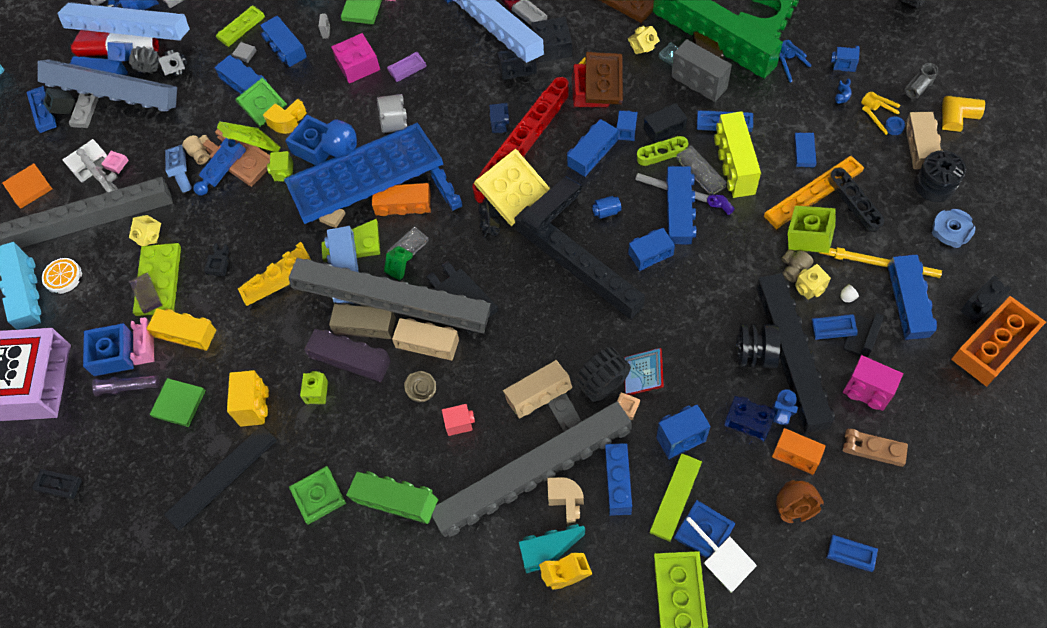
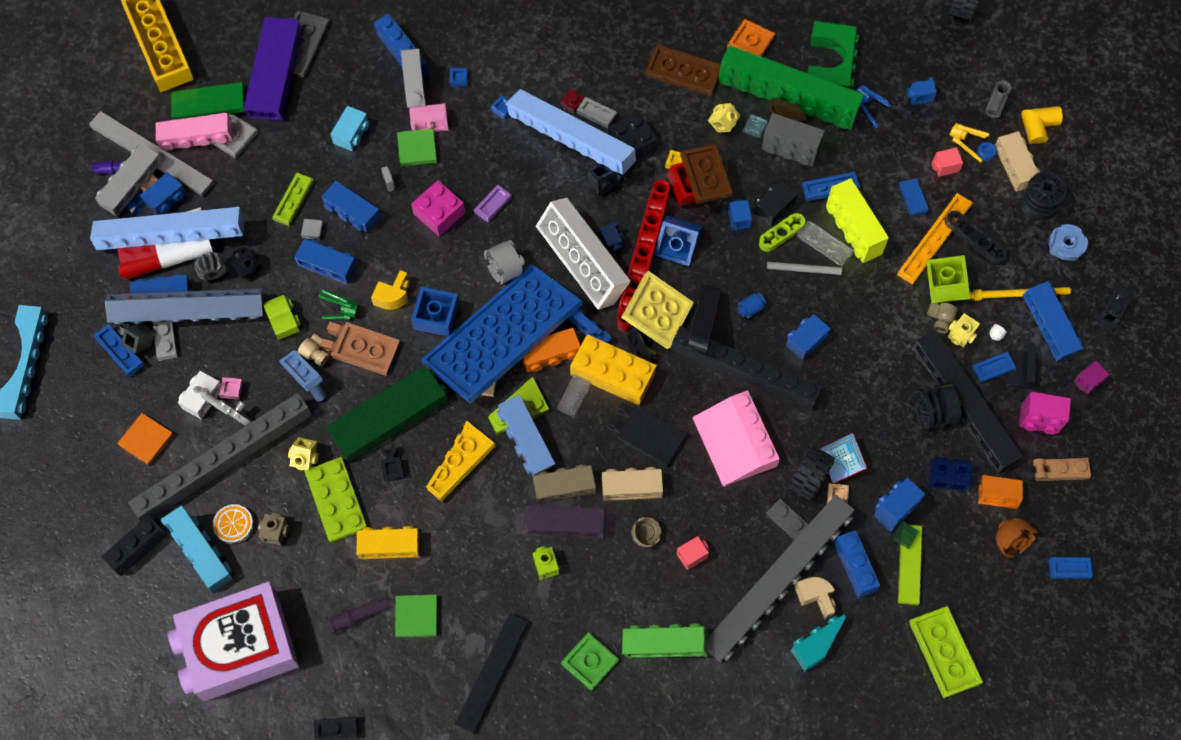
camera: 25 degrees left, 5 degrees up
(89, 287) = (273, 529): none -> dark tan brick
(108, 349) = (326, 585): blue brick -> none
(119, 50) = (181, 263): blue brick -> none
(142, 343) = (352, 568): bright pink hinge -> none
(145, 293) = (336, 518): tile -> none
(183, 114) = (281, 316): none -> lime brick
(219, 165) = (348, 365): blue plate -> none
(233, 216) = (387, 413): none -> dark green brick
(241, 117) = (348, 307): none -> green plant
(247, 398) = (488, 589): yellow brick -> none
(248, 135) = (369, 324): lime wing -> none
(258, 100) = (359, 282): bright green tile -> none
(280, 165) = (411, 347): lime brick -> none
(339, 139) = (467, 304): blue cylinder -> none
(390, 295) = (586, 453): dark grey brick -> none
(396, 262) = (573, 416): green bracket -> none
(452, 231) = (613, 369): none -> yellow brick
(463, 122) = (582, 253): none -> white brick
(537, 389) = (755, 503): tan brick -> none
(543, 325) = (736, 439): none -> bright pink slope
(558, 133) = (677, 240): none -> blue slope
(565, 571) = (841, 658): yellow brick -> none
(592, 147) = (714, 246): blue brick -> none
(679, 205) = (820, 285): blue brick -> none
(680, 465) = (905, 535): none -> clear green tile
(711, 523) = (944, 586): blue tile -> none
(720, 202) = (854, 271): dark purple arm -> none
(728, 561) = (973, 606): white piece -> none
(784, 407) = (977, 455): blue hips -> none
(846, 92) = (933, 131): blue arm -> none
(849, 125) = (947, 162): none -> coral brick
(937, 363) = (1091, 377): none -> magenta brick
(998, 340) = (1136, 342): orange brick -> none

